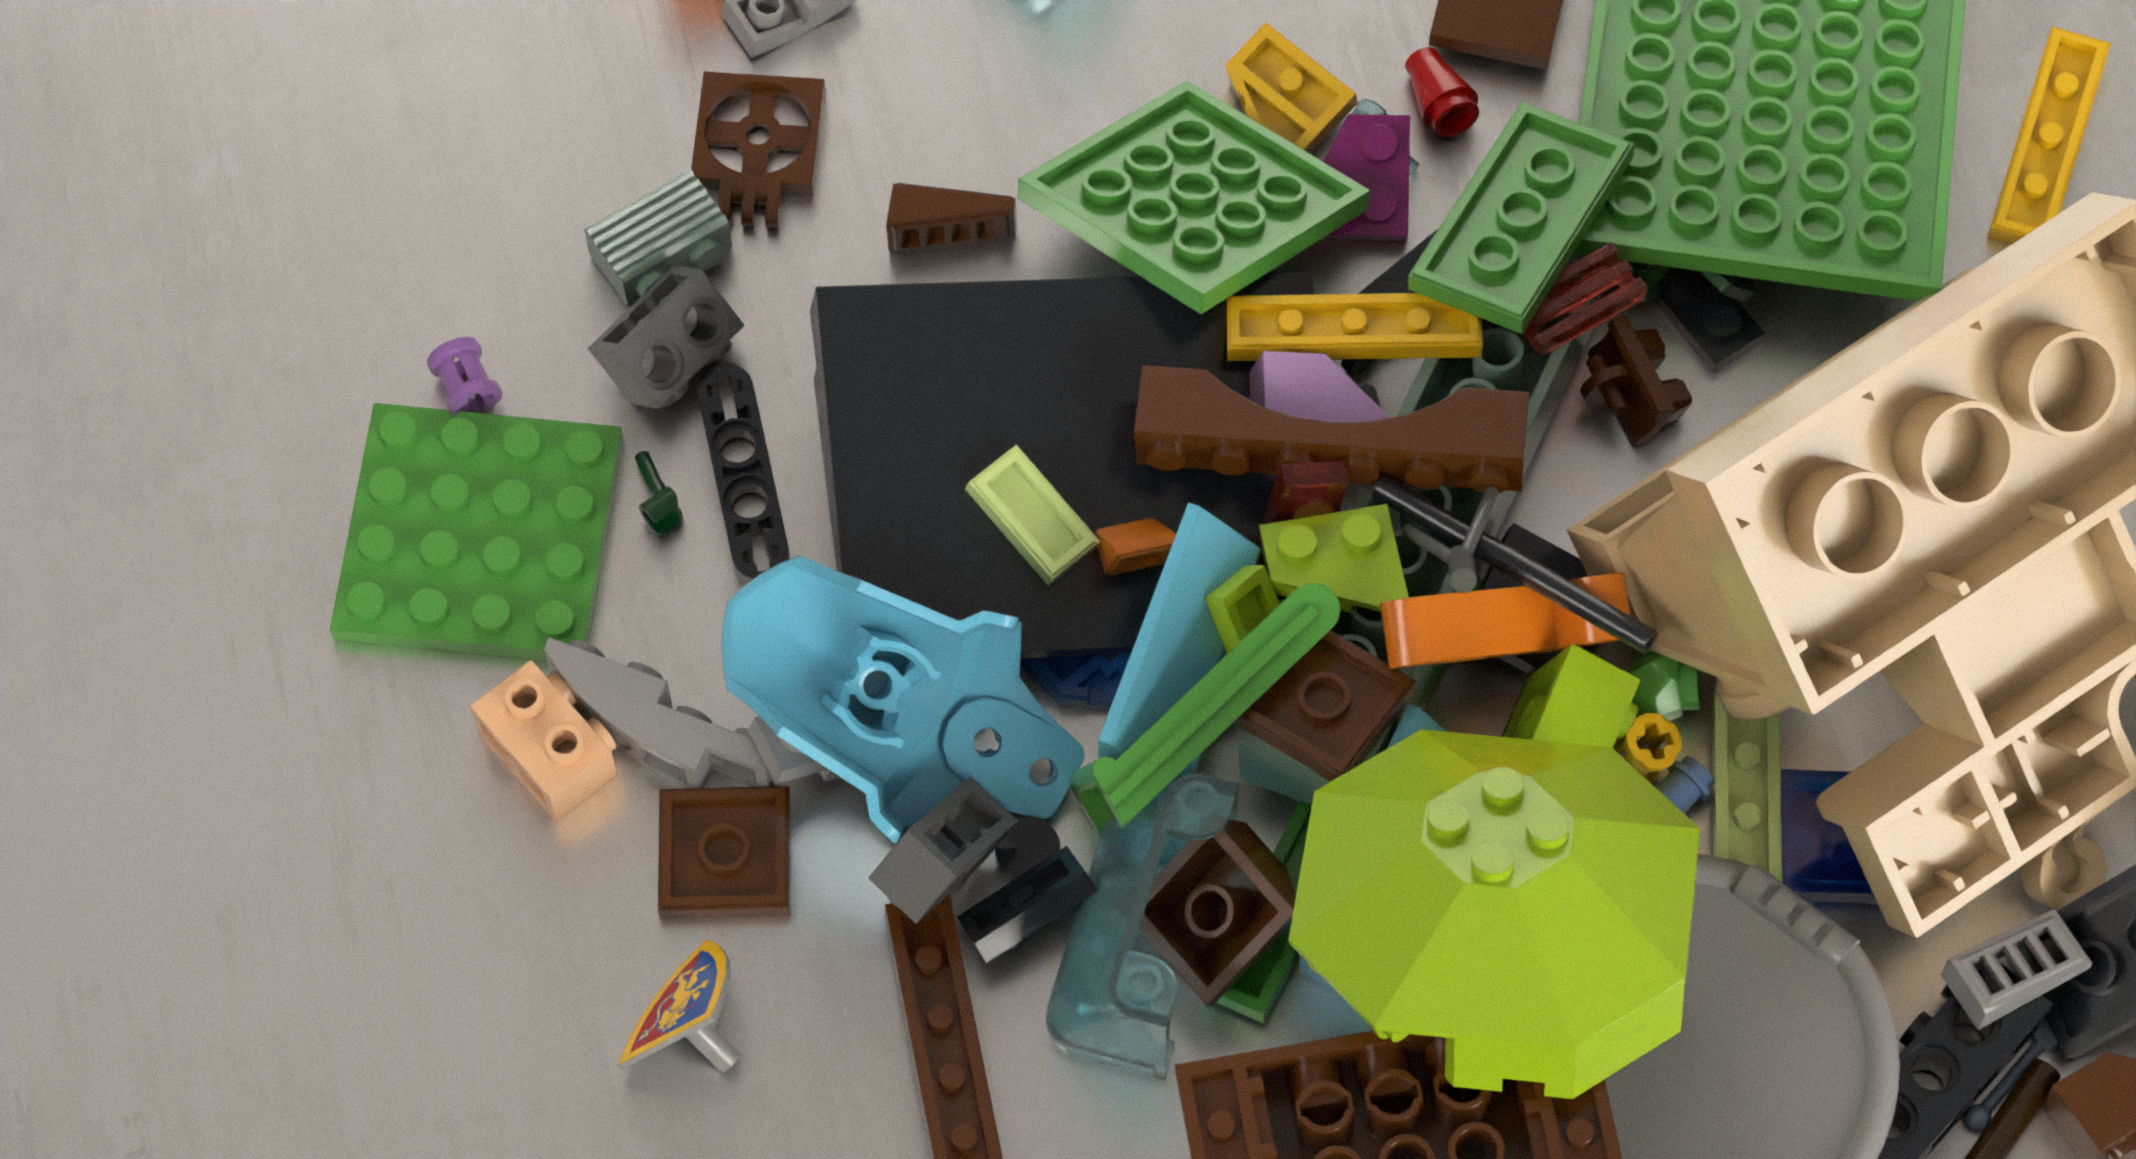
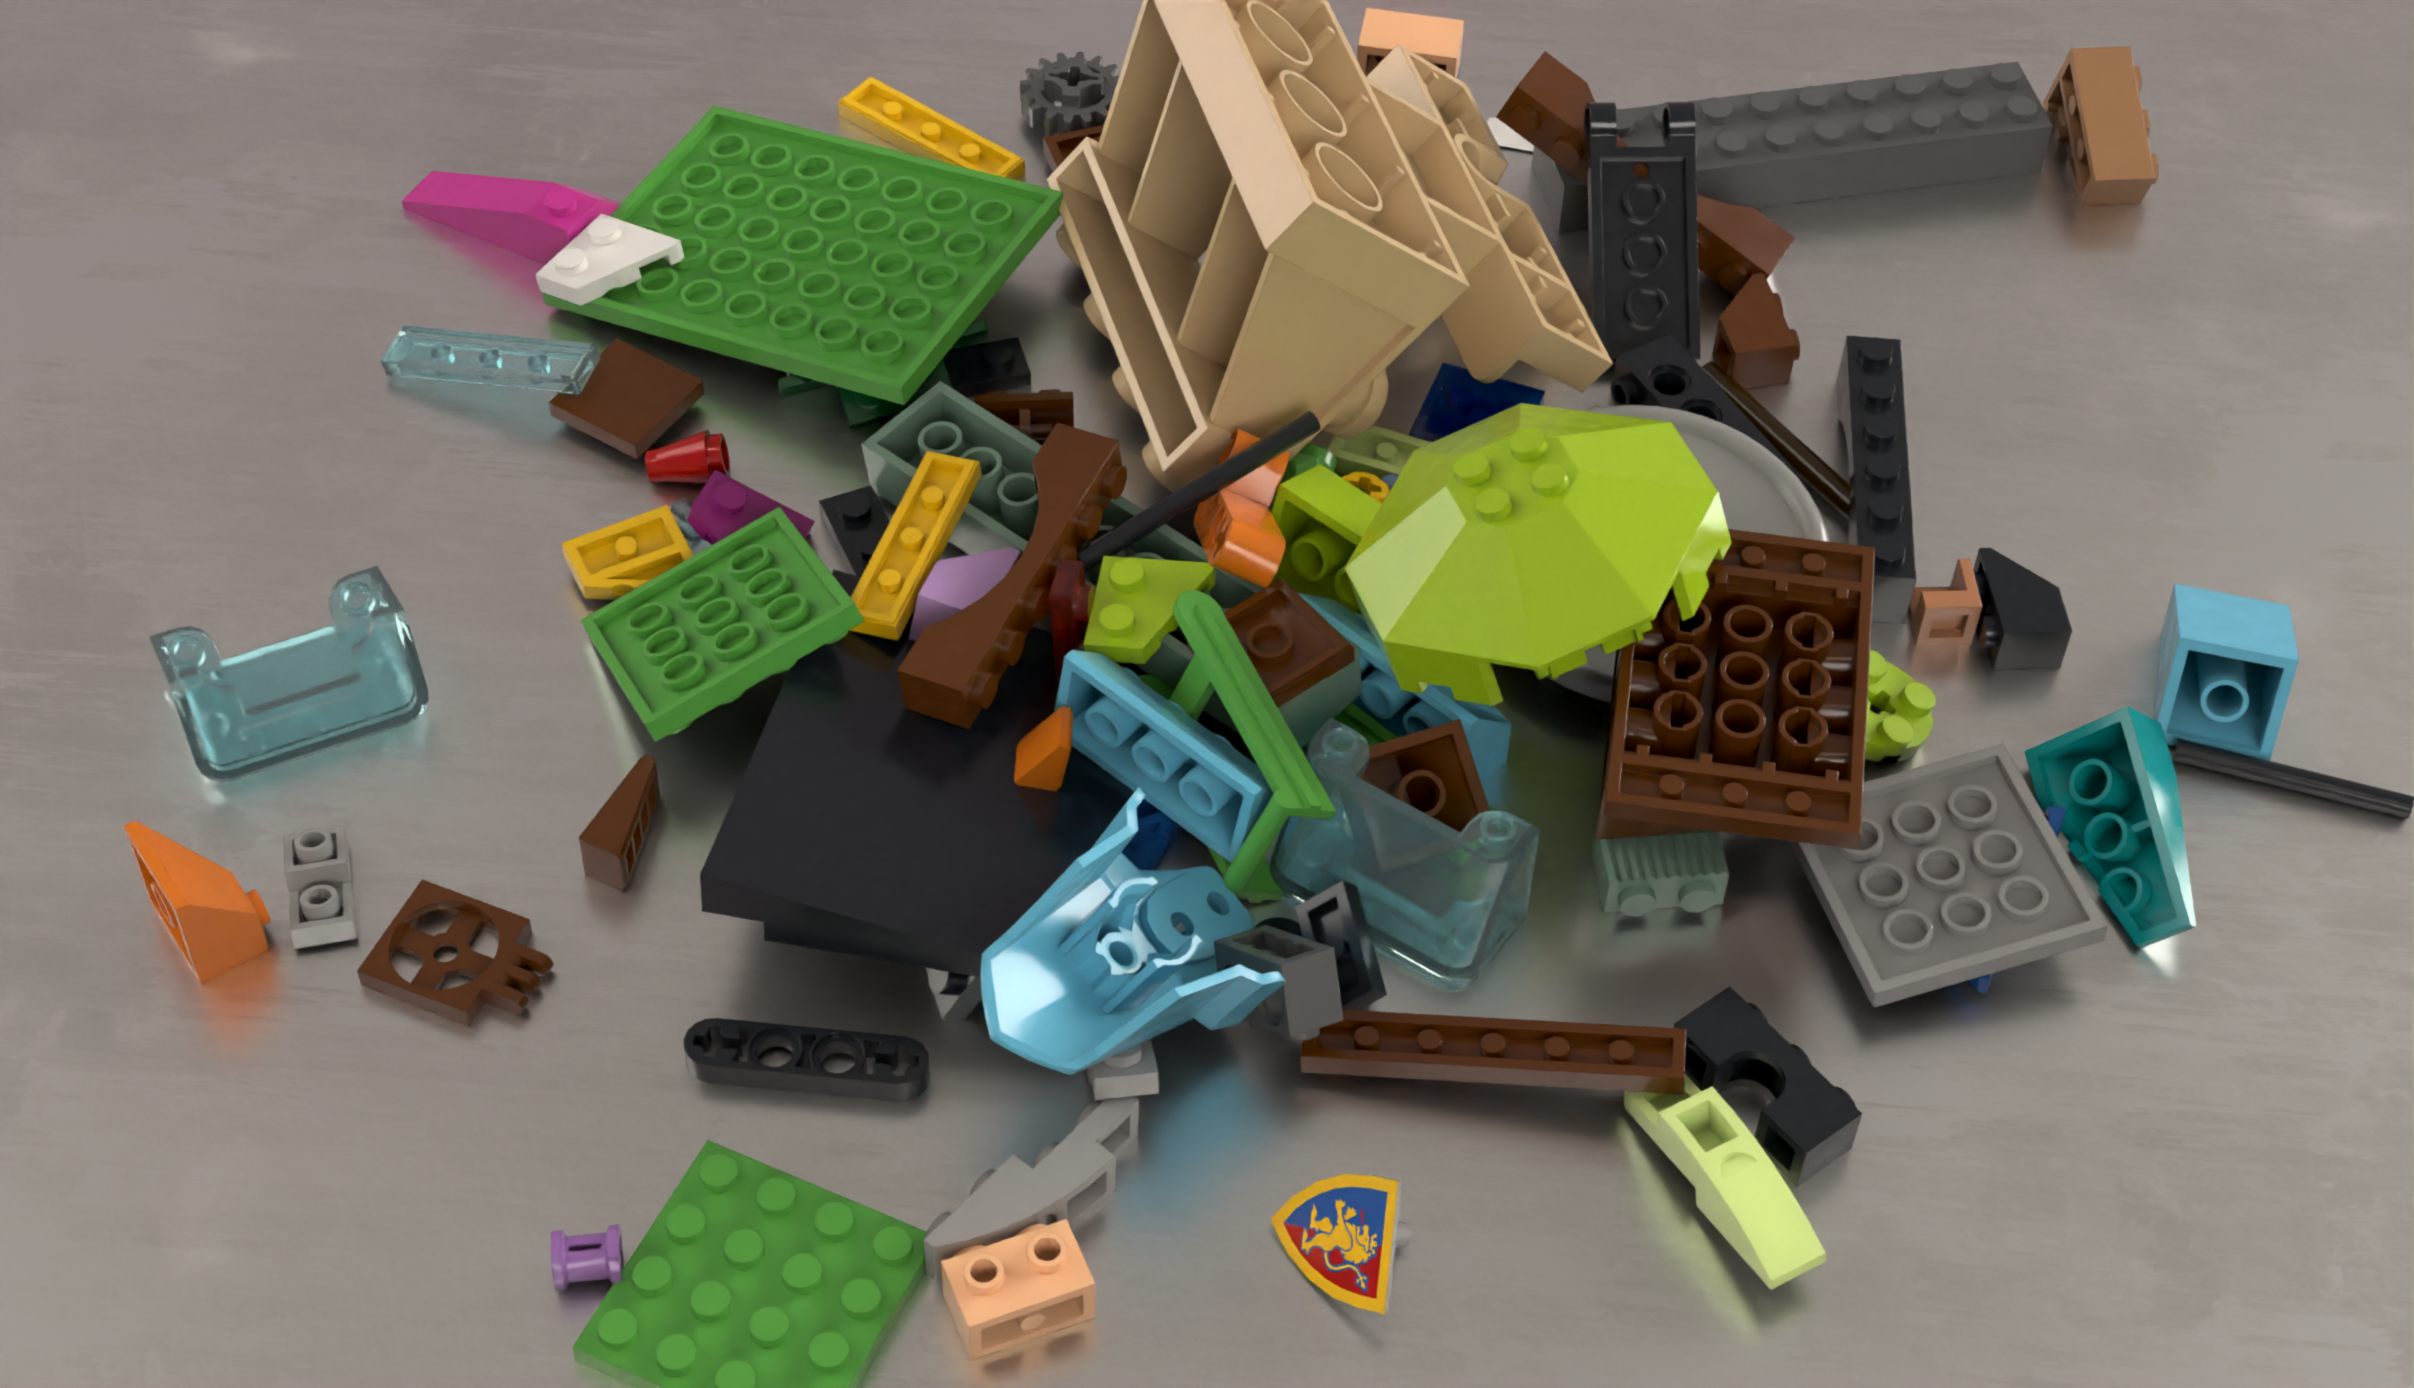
camera: 75 degrees left, 15 degrees down
(656, 231) = (522, 1051): sand green brick -> none
(659, 324) = (639, 1065): dark grey brick -> none
(661, 509) = (805, 1128): dark green hand -> none
(724, 852) = (1186, 1181): reddish brown tile -> none
(1032, 515) = (988, 810): yellowish green tile -> none
(1241, 603) = (1158, 678): lime tile -> none
(1460, 557) = (1185, 513): dark grey plant -> none
(1521, 217) = (872, 405): bright green tile -> none
(1572, 290) = (956, 367): clear red tile -> none
(1973, 993) = (1643, 350): light grey slope -> none

